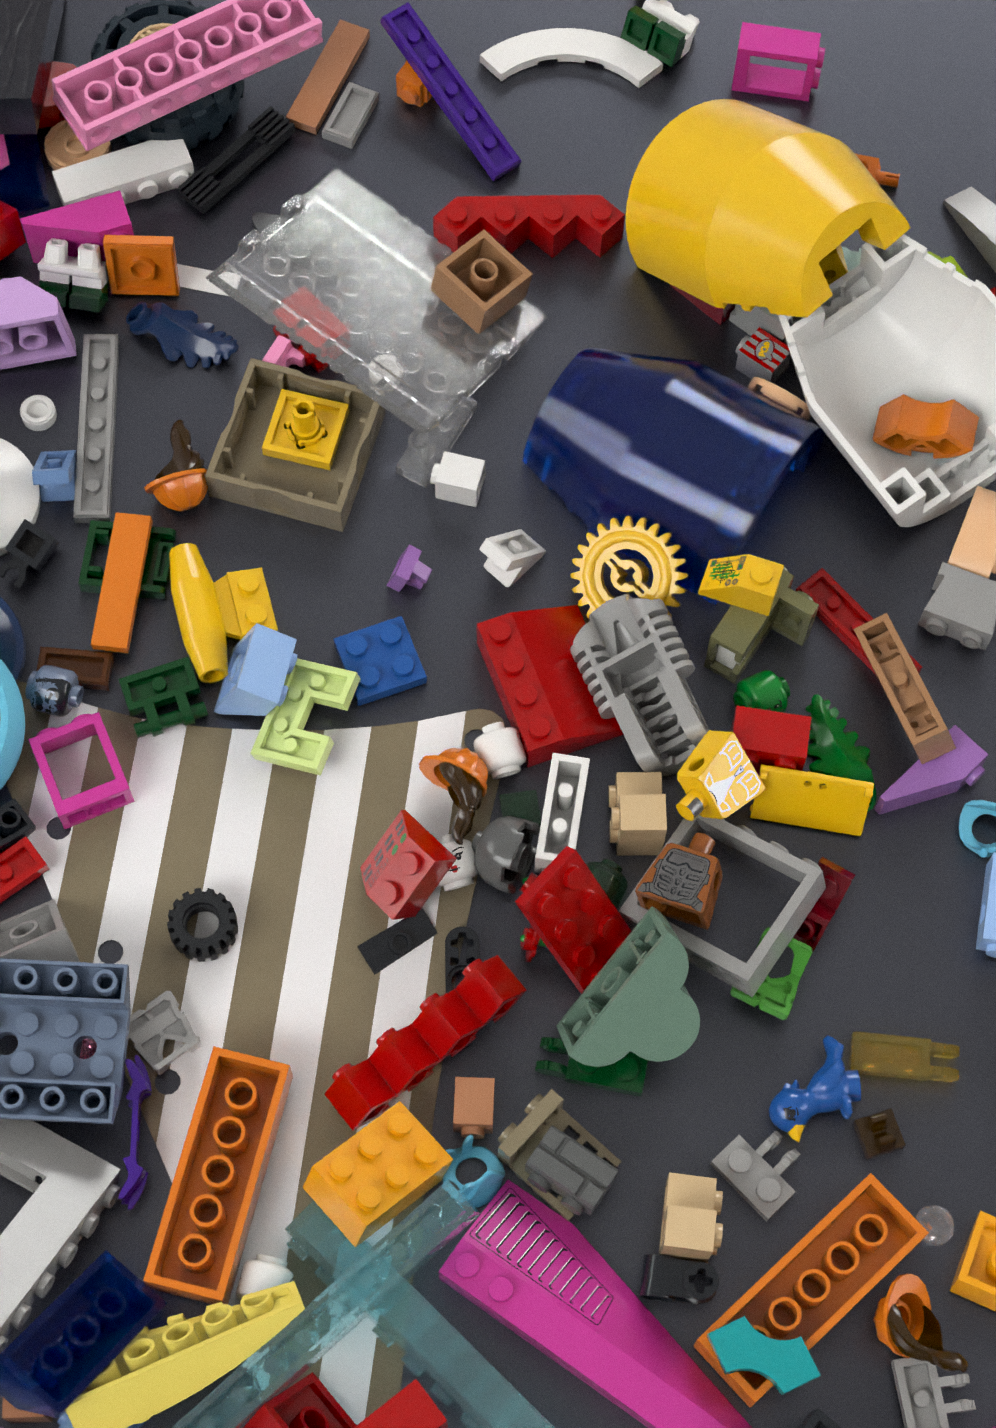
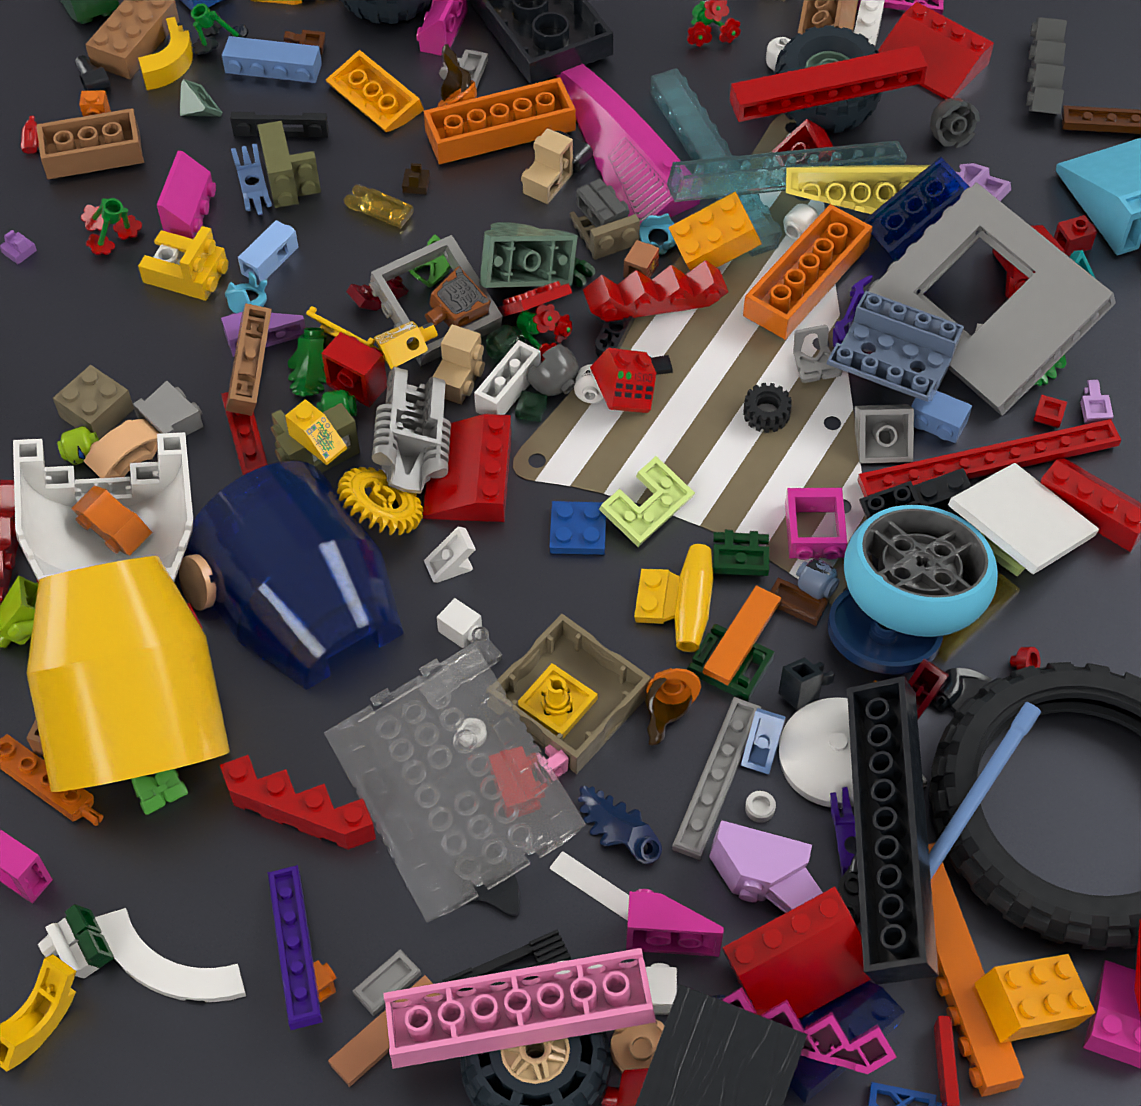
camera: 155 degrees left, 10 degrees down
(74, 280) = (686, 888): white hips -> none
(141, 265) = (628, 876): orange tile -> none
(257, 673) = (671, 531): light blue slope -> none
(409, 570) = (531, 573): medium lavender tile -> none
(465, 779) = (559, 419): piece -> none
(481, 281) = (365, 749): medium nougat brick -> none
(500, 750) = (525, 434): white head -> none
(753, 1176) = (493, 186): light grey hinge -> none
(780, 1361) = (550, 92): teal tile -> none
(827, 1091) = (432, 201): blue animal -> none
(937, 1222) = (413, 131): clear plate -> none

